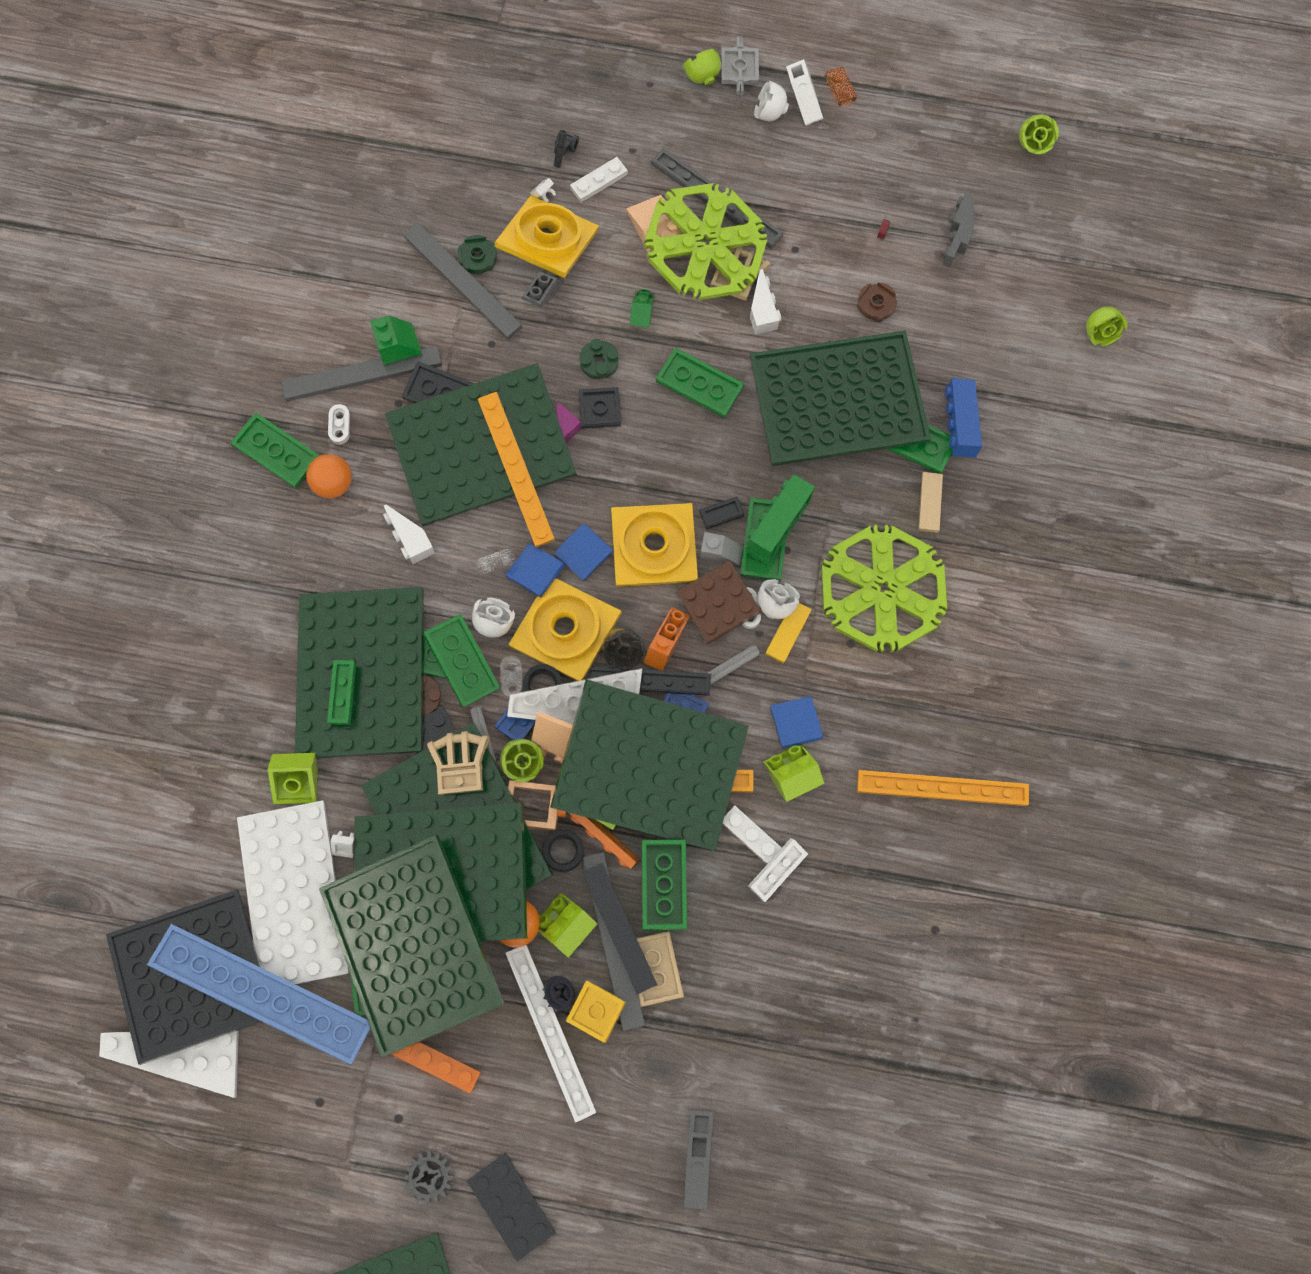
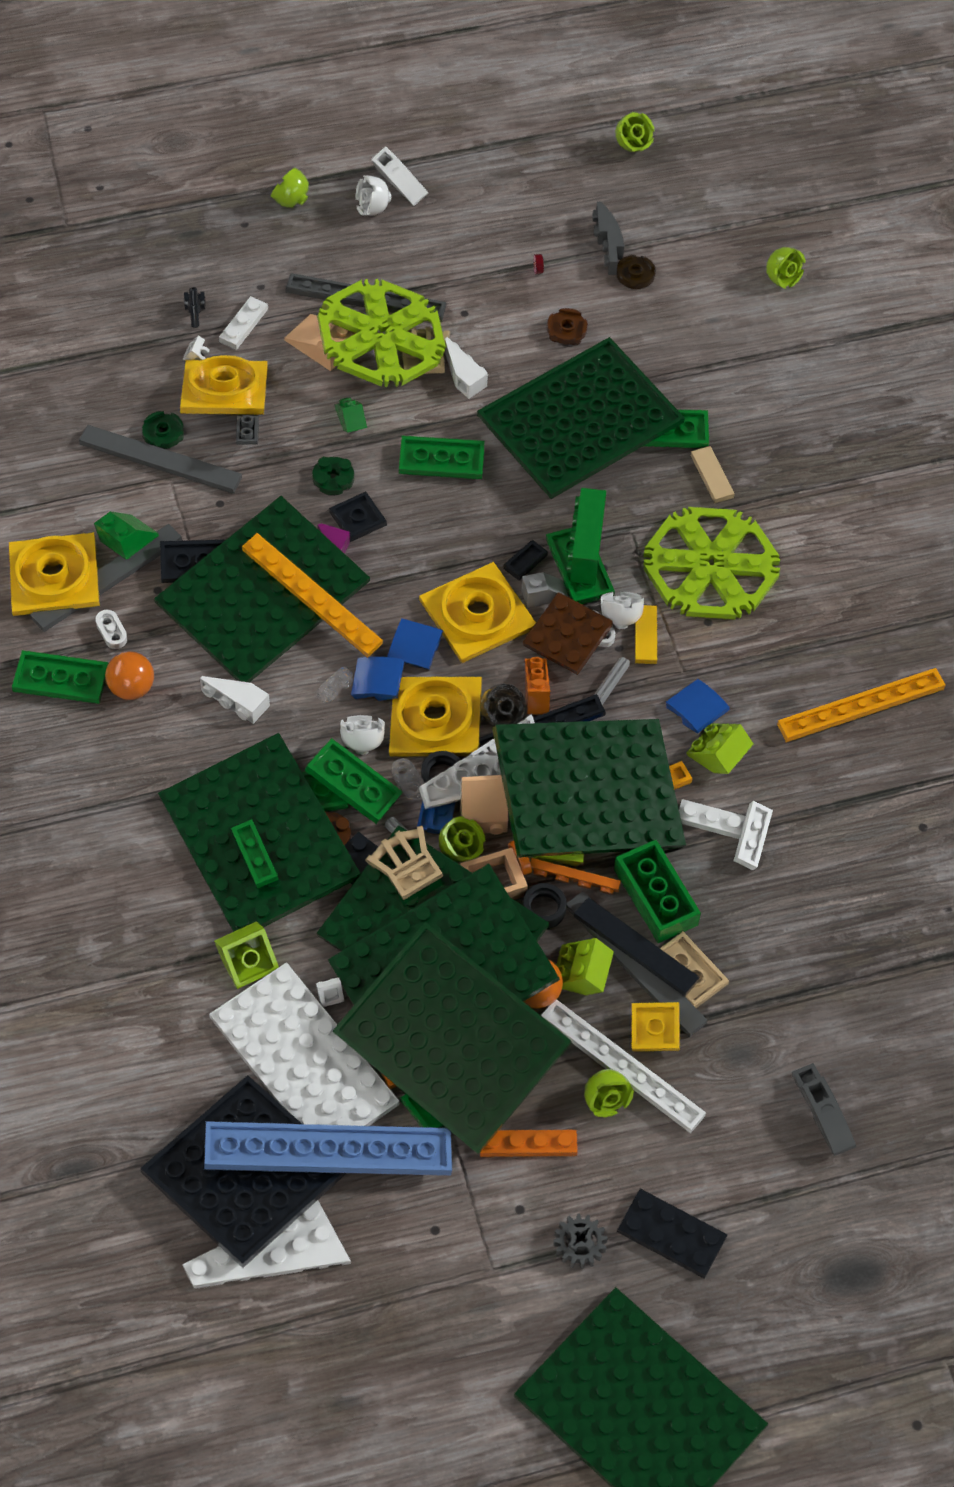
camera: 25 degrees left, 15 degrees down
(325, 371) = (70, 588): none -> yellow piece
(521, 1051) = (607, 1092): none -> lime cylinder
(567, 994) = (620, 1030): black gear -> none
(740, 66) = (324, 177): light grey plate -> none
(840, 86) = (428, 160): clear orange plate -> none
(963, 417) = (703, 389): blue brick -> none
(968, 272) = (635, 272): none -> dark brown tile

